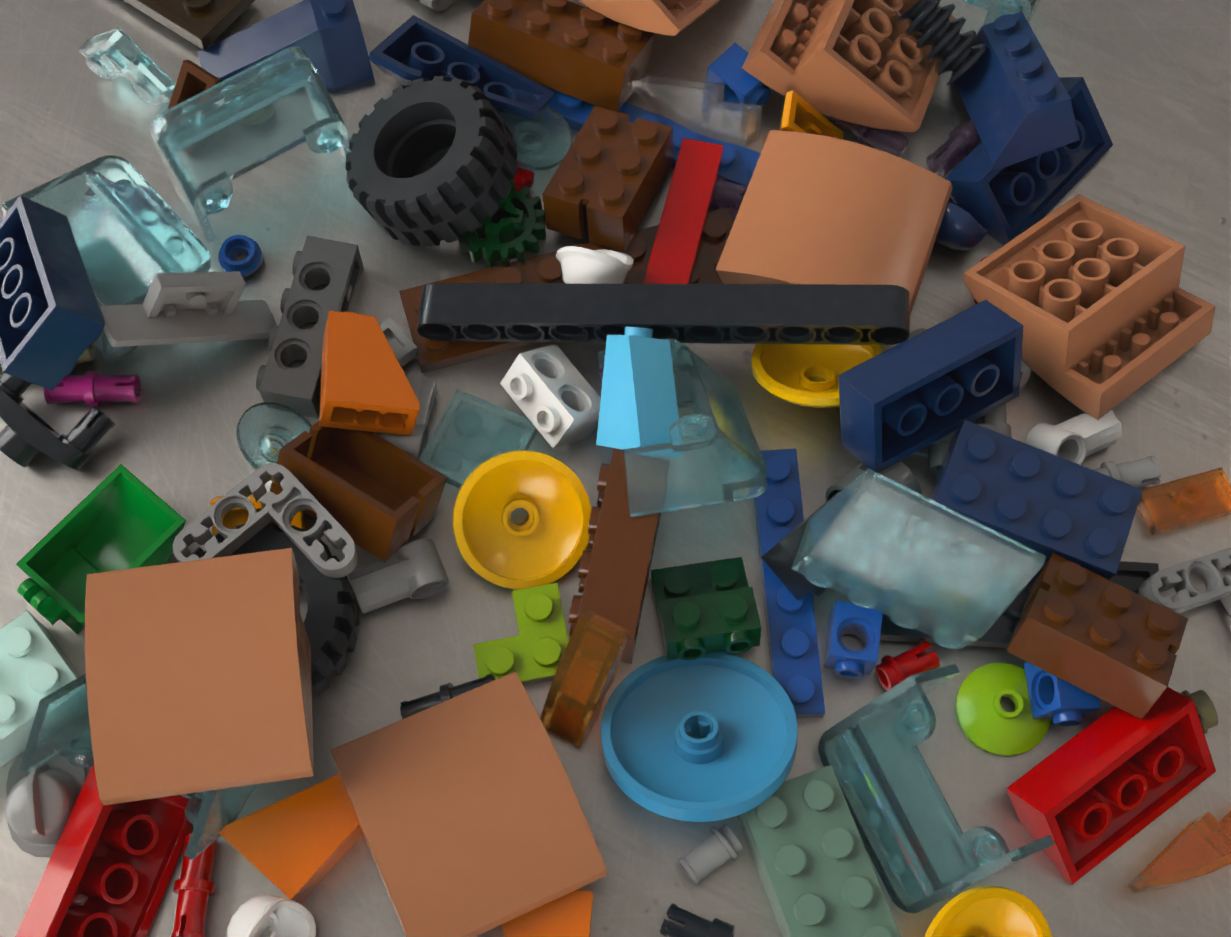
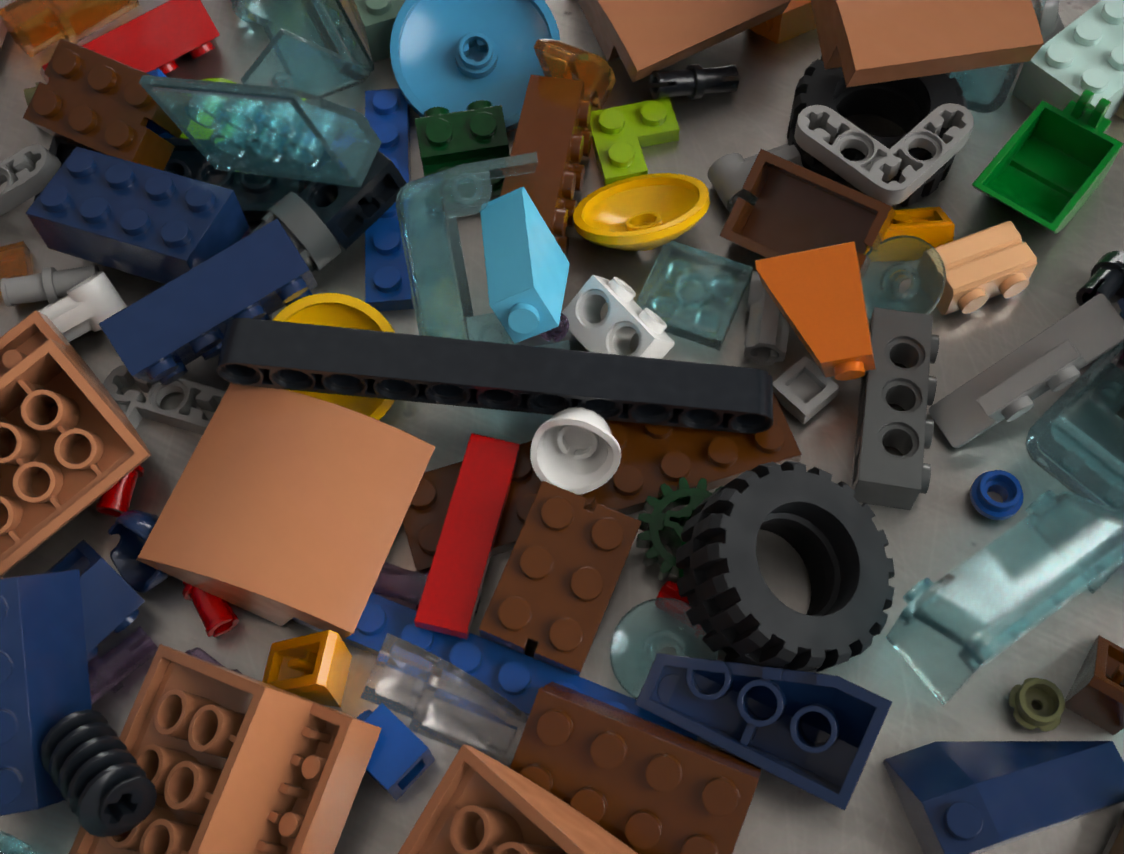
camera: 175 degrees left, 5 degrees down
(197, 458) = (984, 267): none -> light nougat brick

